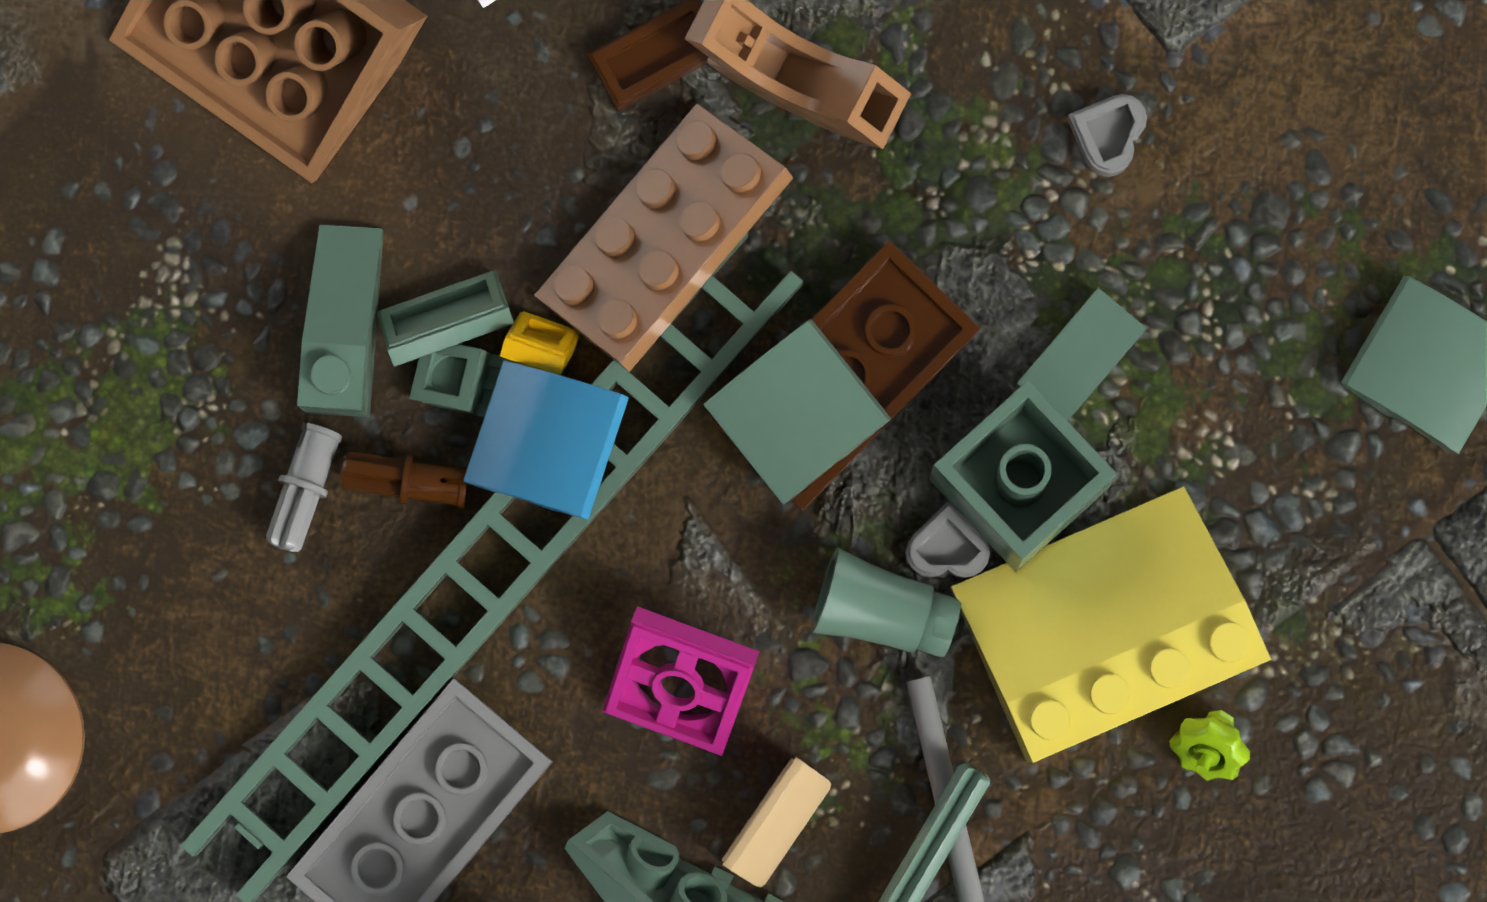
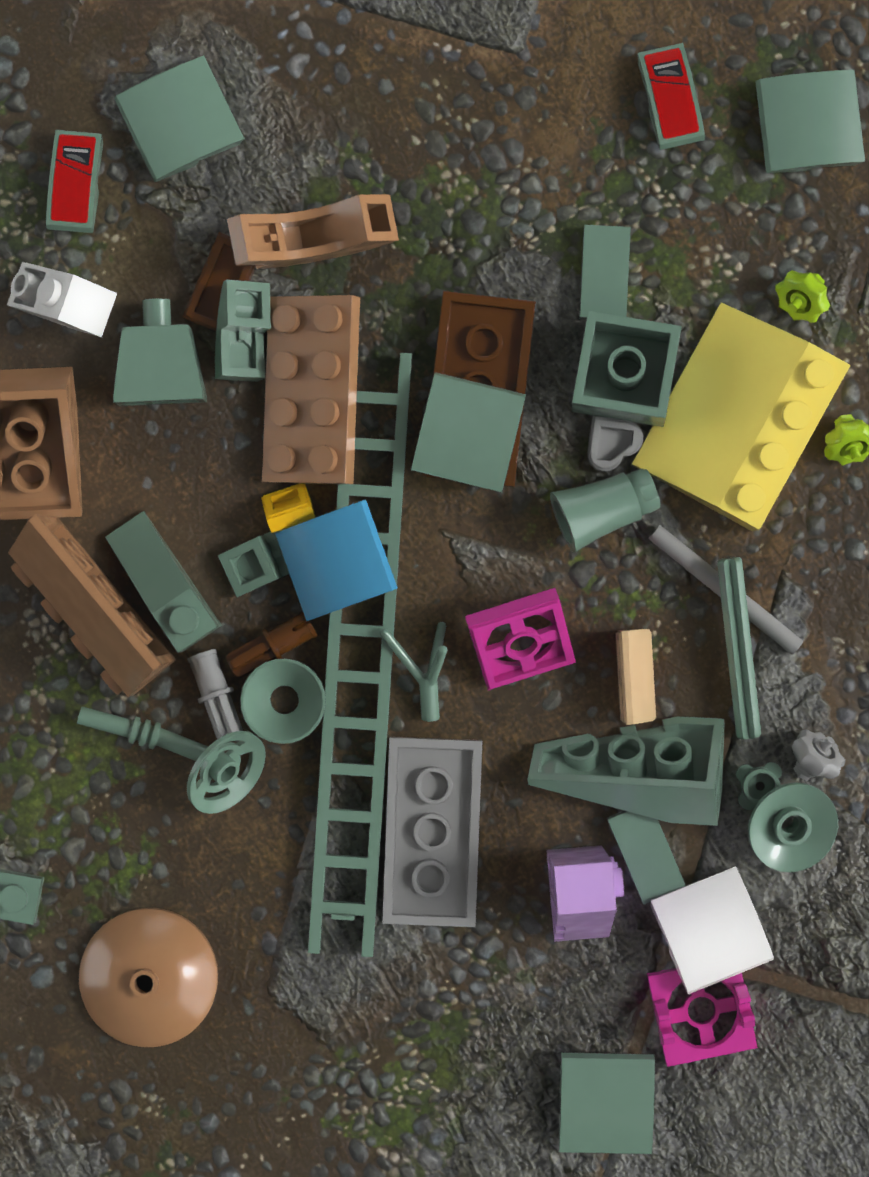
camera: 35 degrees left, 5 degrees up
(243, 281) = (89, 604): none -> medium nougat slope
(243, 557) = (211, 759): none -> sand green dish
(336, 541) = (262, 716): none -> sand green piece
(444, 318) = (221, 535): sand green tile -> none
(523, 81) = (158, 361): none -> sand green torso
(545, 650) = (427, 681): none -> sand green plant
(637, 116) = (240, 330): none -> sand green slope
(1108, 132) = (519, 128): light grey tile -> none
(1278, 547) = (803, 296): none -> lime piece
(1299, 222) = (671, 96): none -> slope

